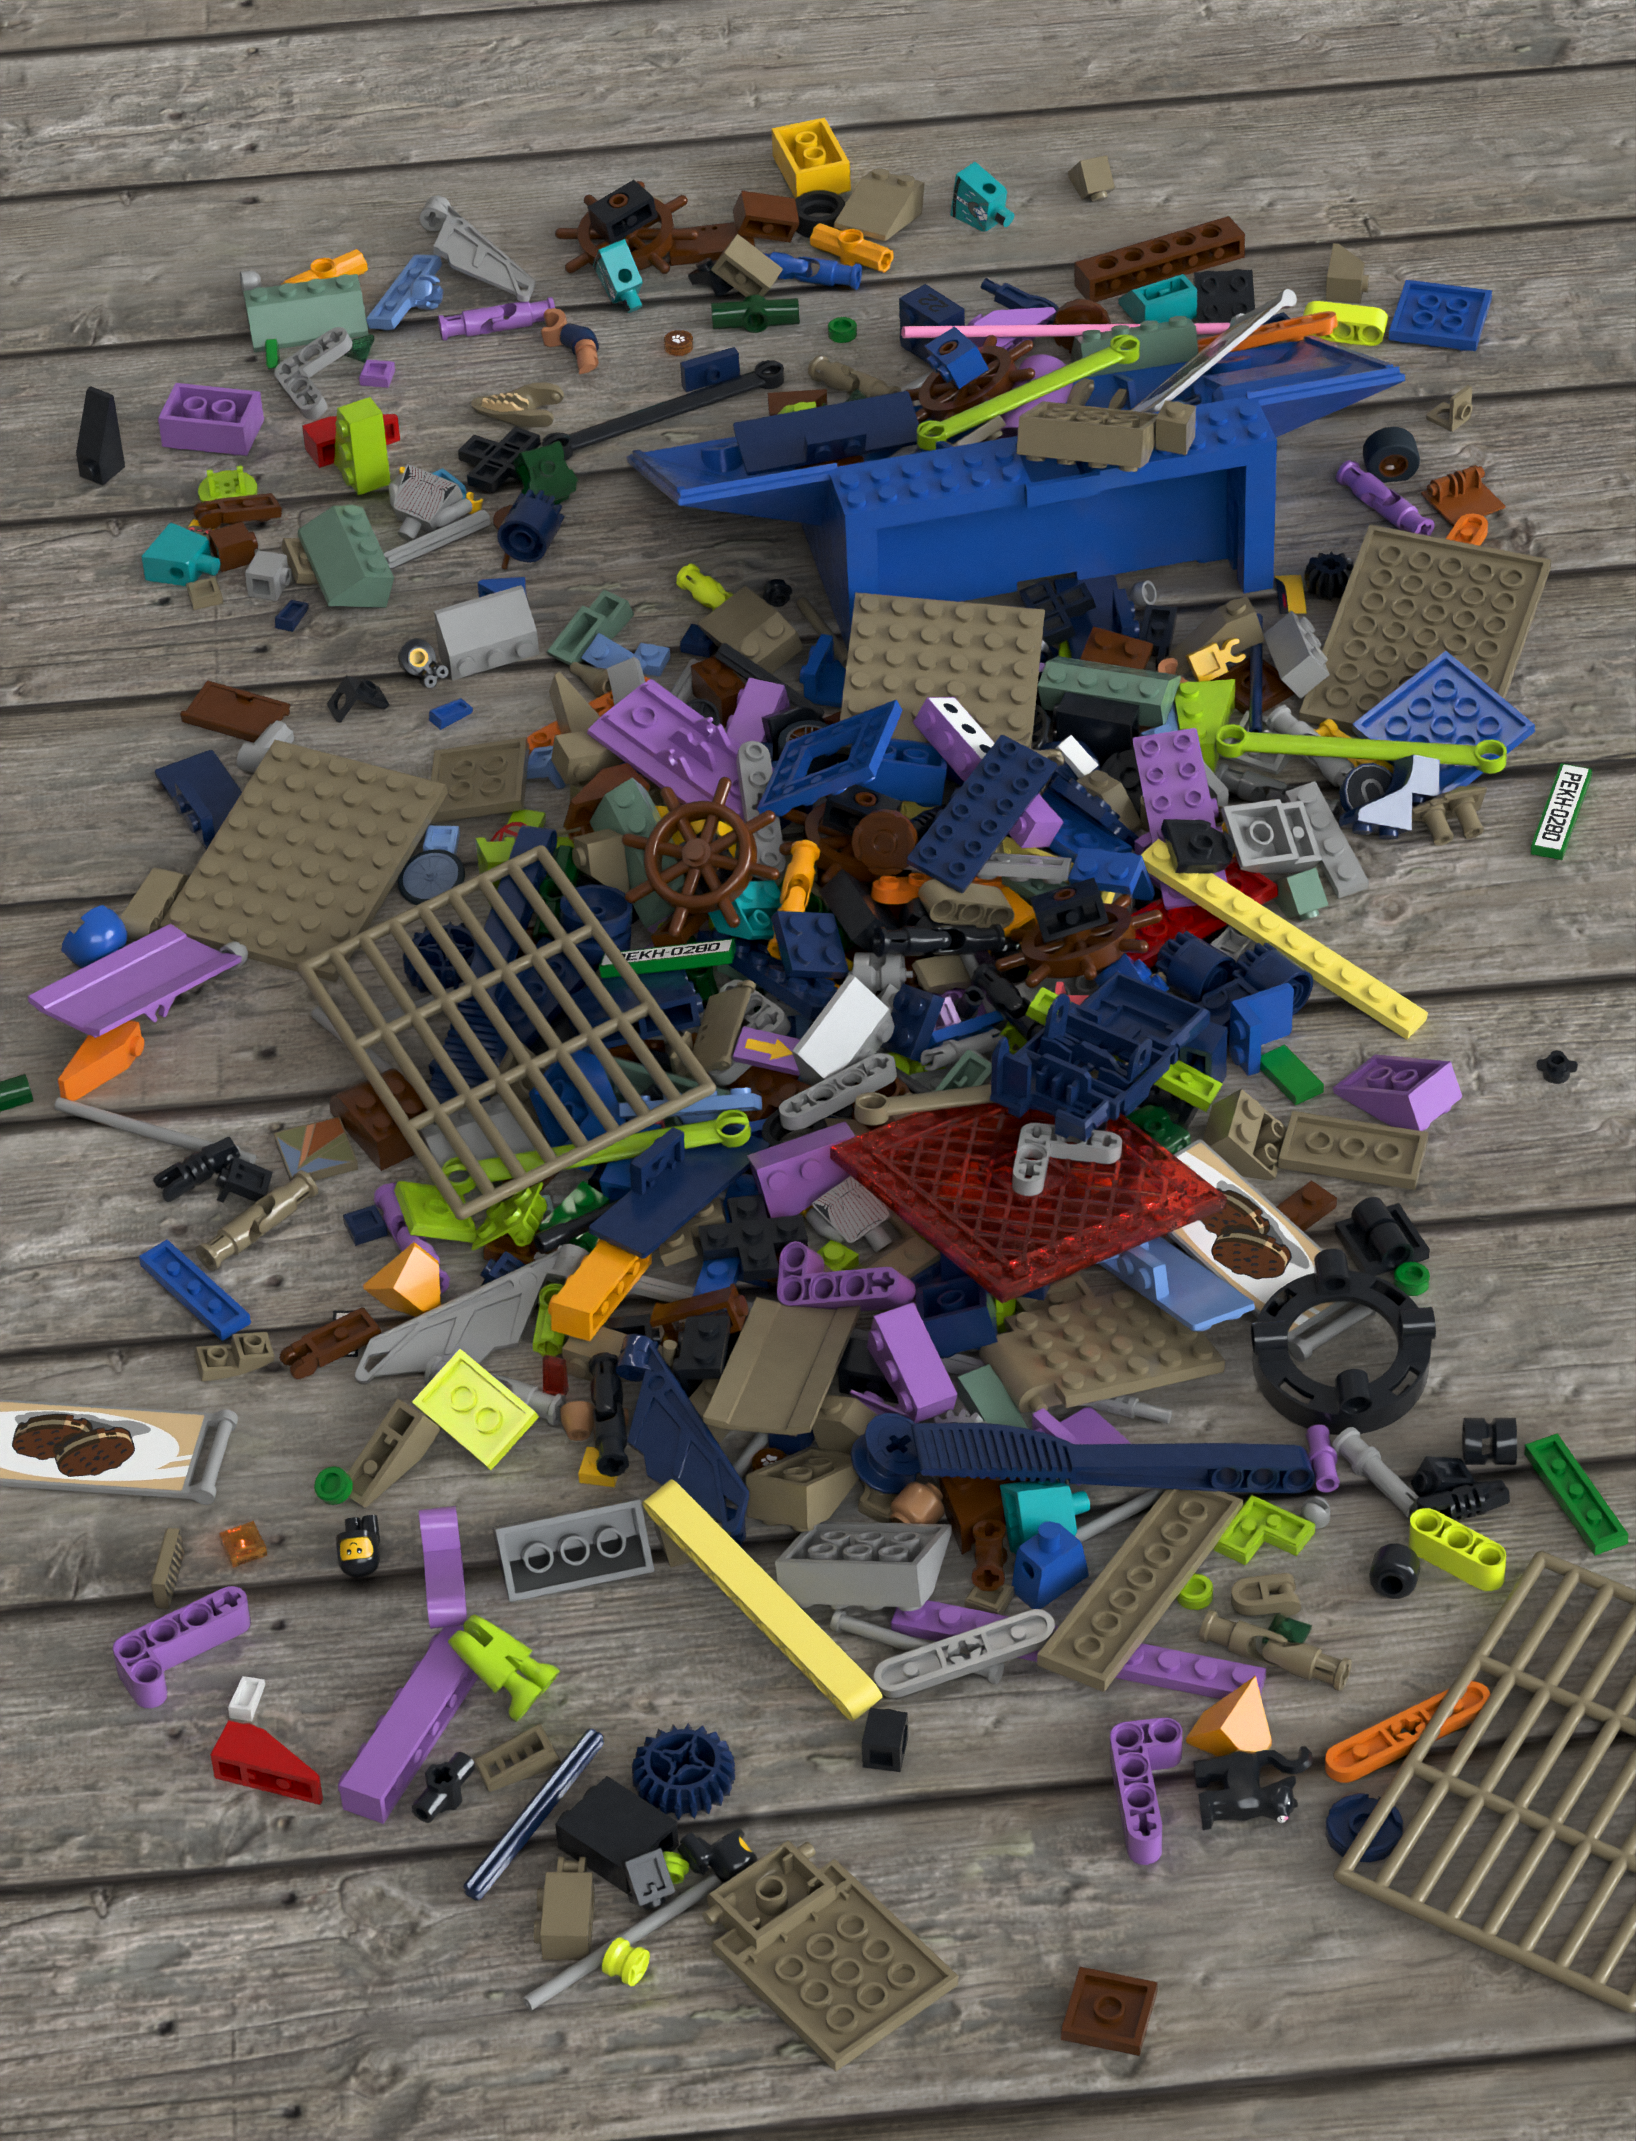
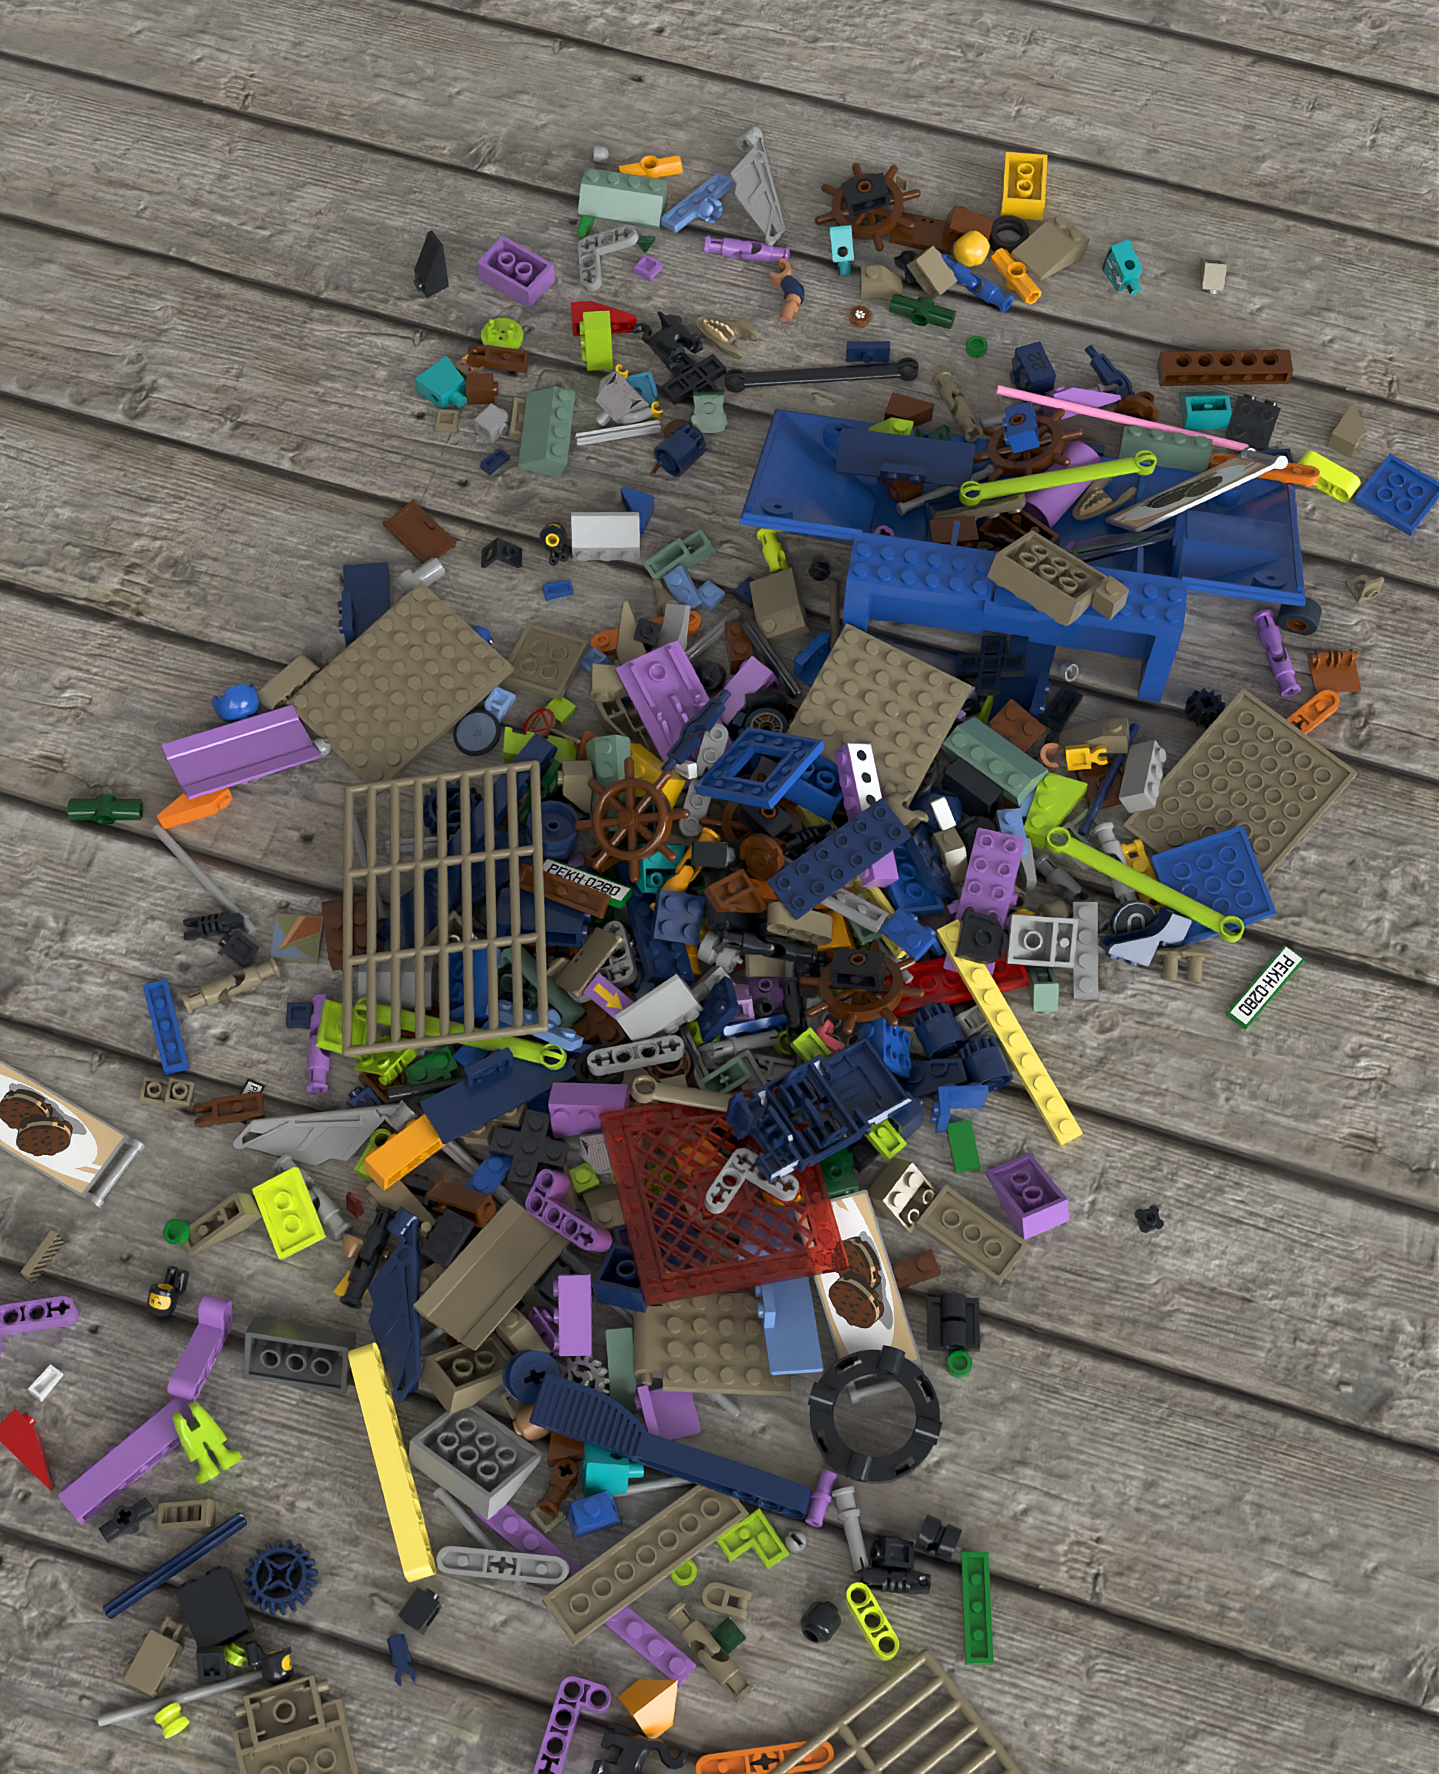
camera: 20 degrees right, 20 degrees up
(243, 1544) = (98, 1256): clear orange plate -> none
(408, 1282) = (295, 1087): light orange slope -> none
(452, 424) = (669, 339): none -> black animal
(588, 799) = (616, 719): reddish brown slope -> none
(598, 699) = (647, 633): none -> black bracket
(657, 965) = (566, 892): none -> reddish brown plate
(681, 302) = (879, 282): none -> dark tan slope
(732, 741) = (702, 722): none -> dark blue piece
(739, 798) = (687, 769): none -> white piece
(782, 233) = (971, 249): none -> yellow hair
(821, 861) = (714, 853): none -> black slope
(874, 887) = (735, 894): none -> reddish brown wing
(888, 1798) = (400, 1657): none -> dark blue bar
(1290, 594) = (1172, 708): yellow sticker -> none

